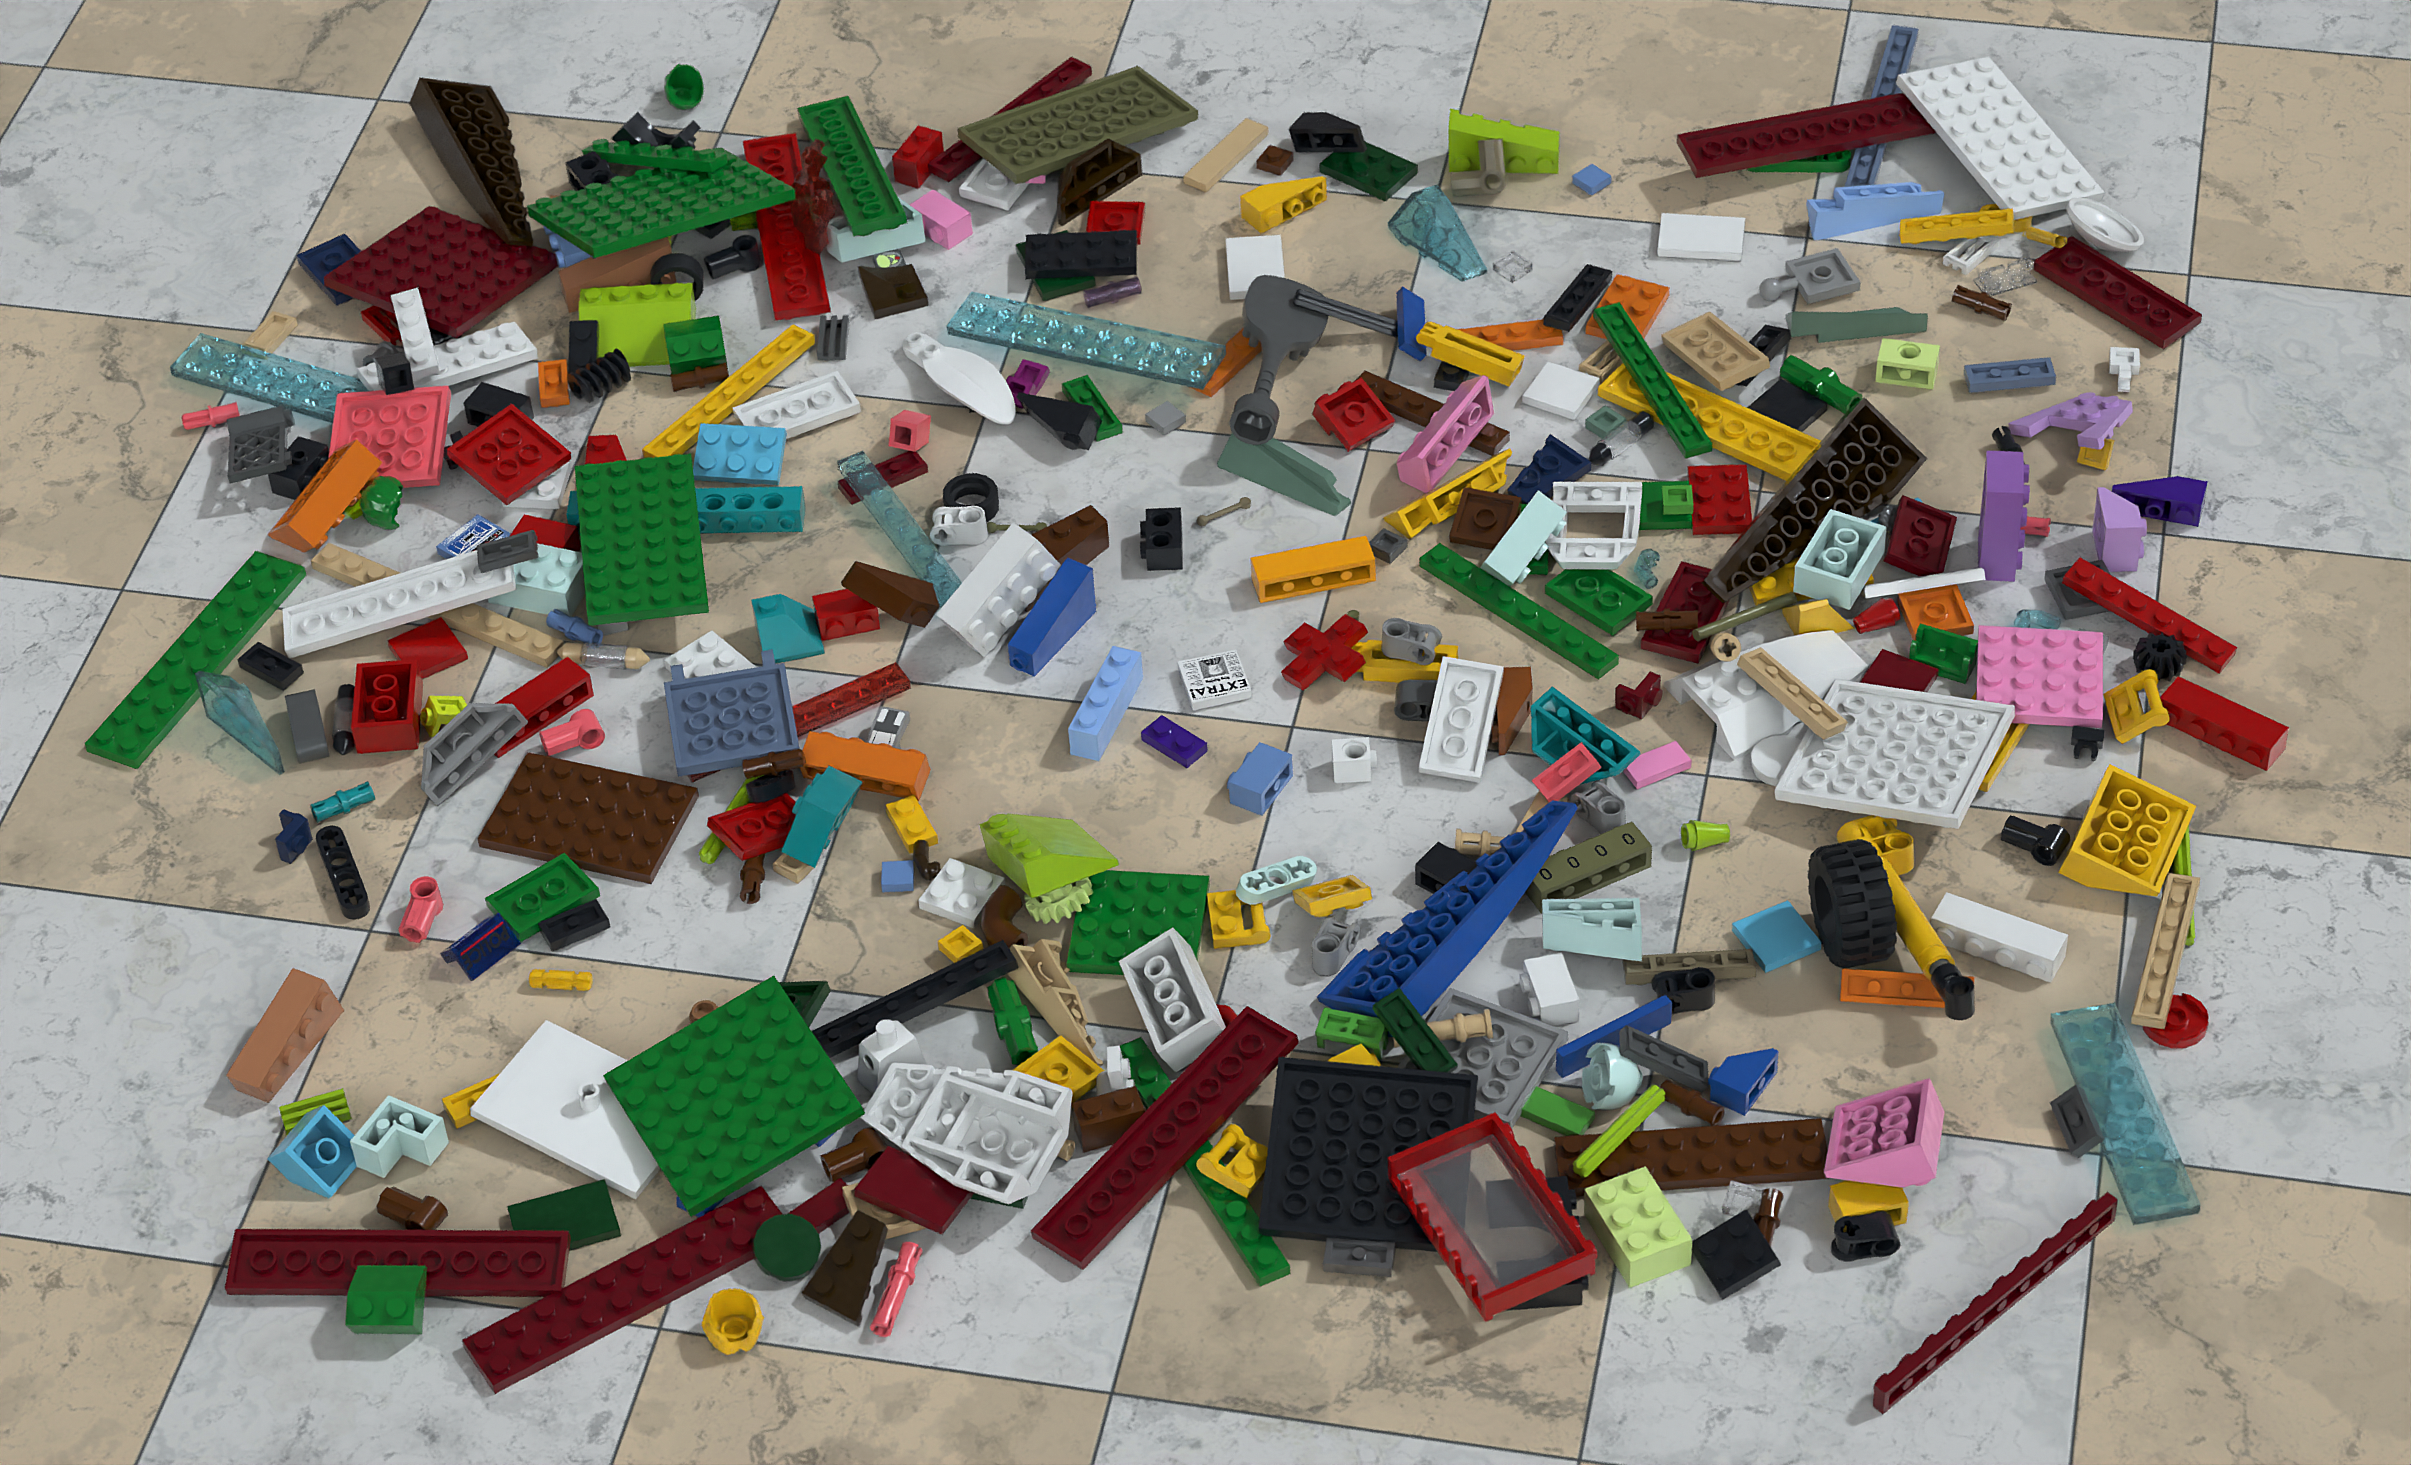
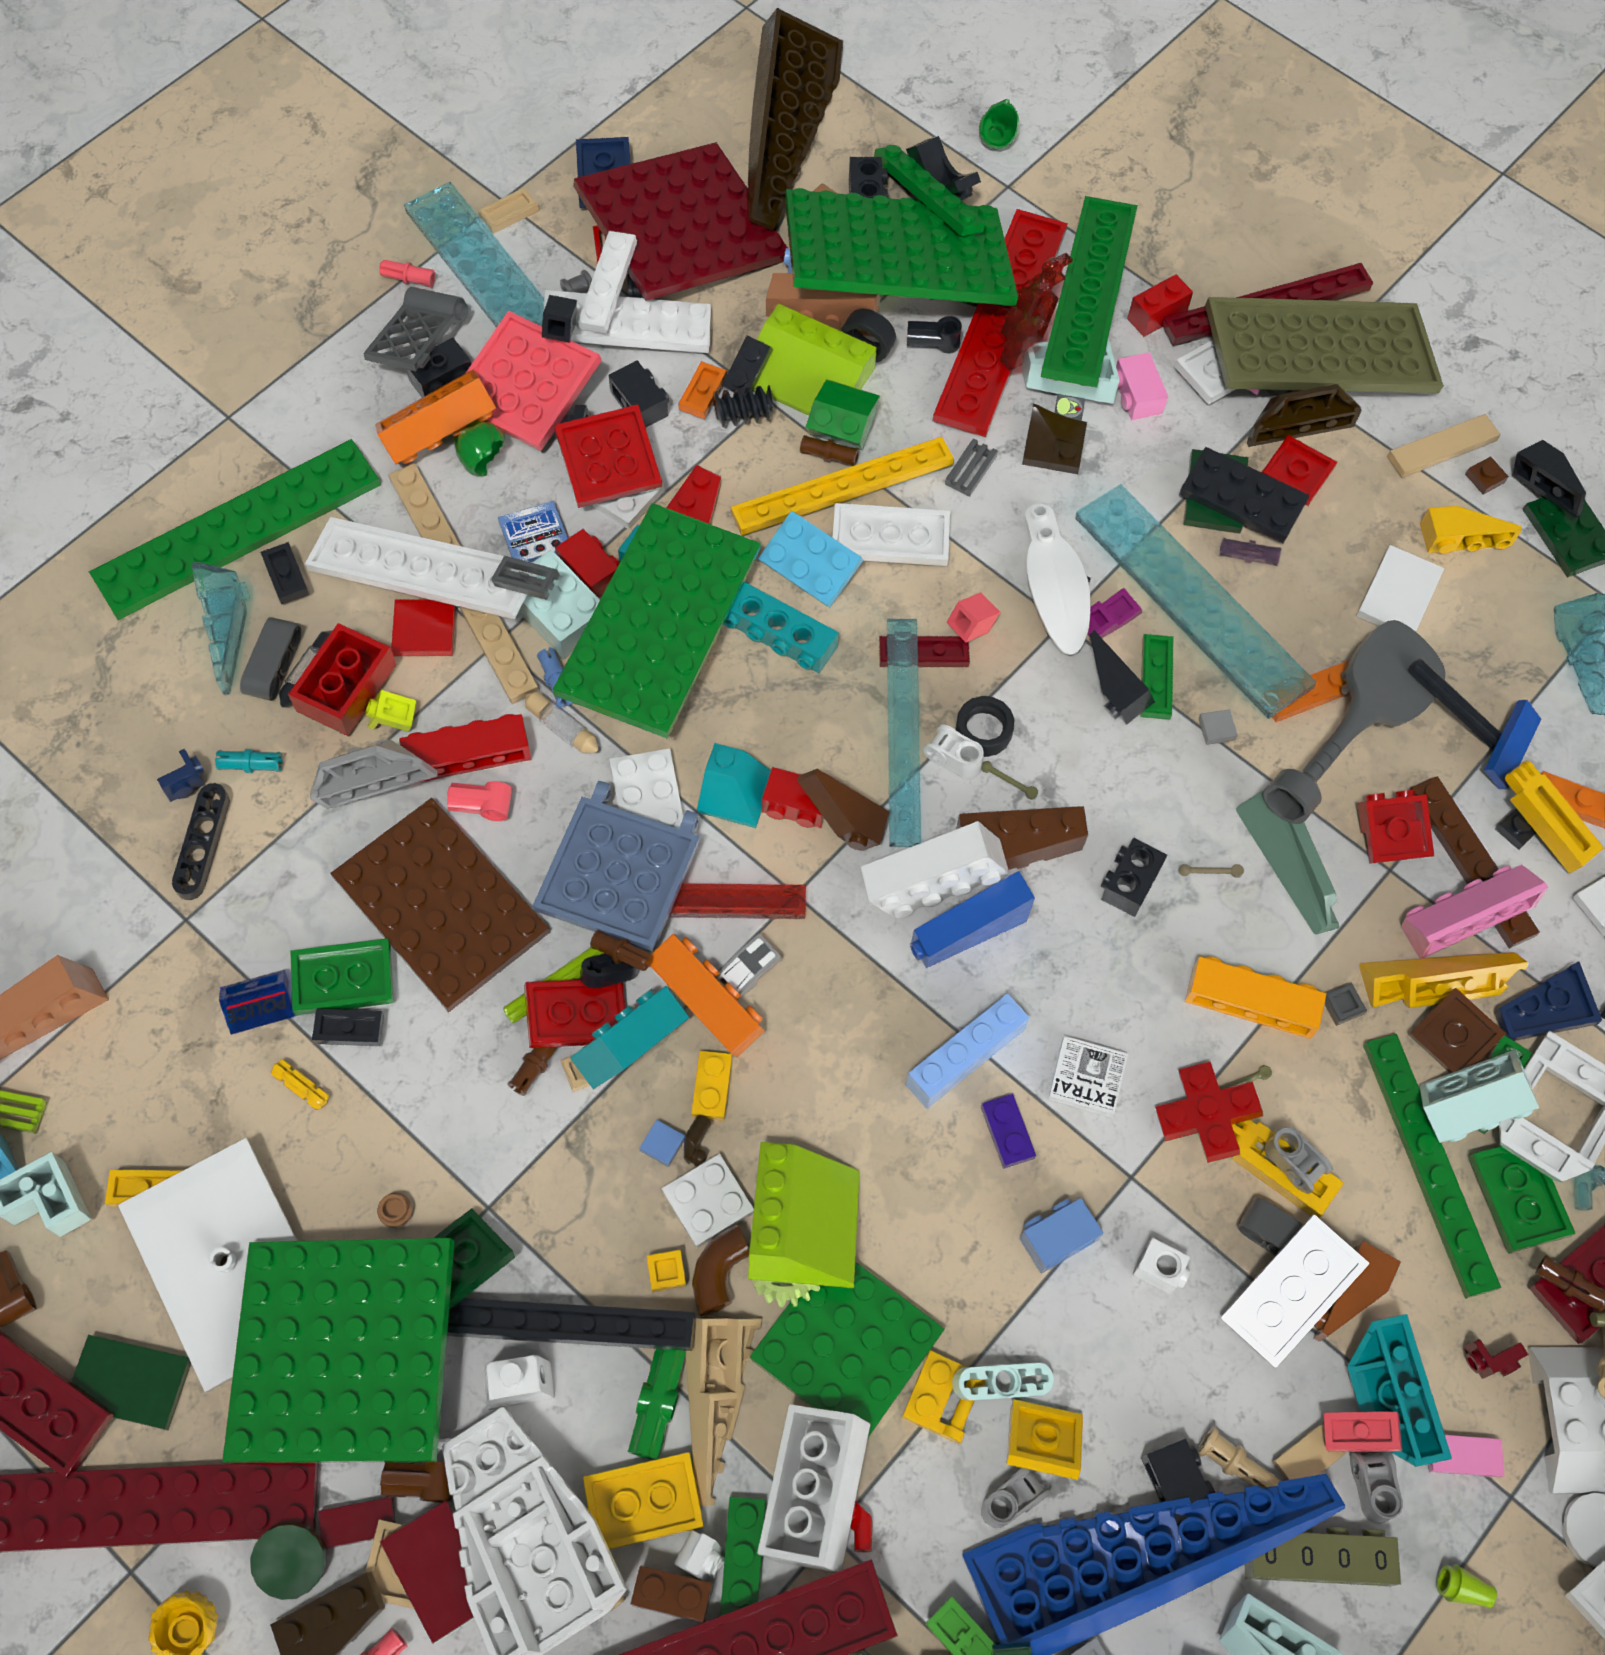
camera: 25 degrees right, 20 degrees up
(421, 909) = (230, 932): coral piece -> none

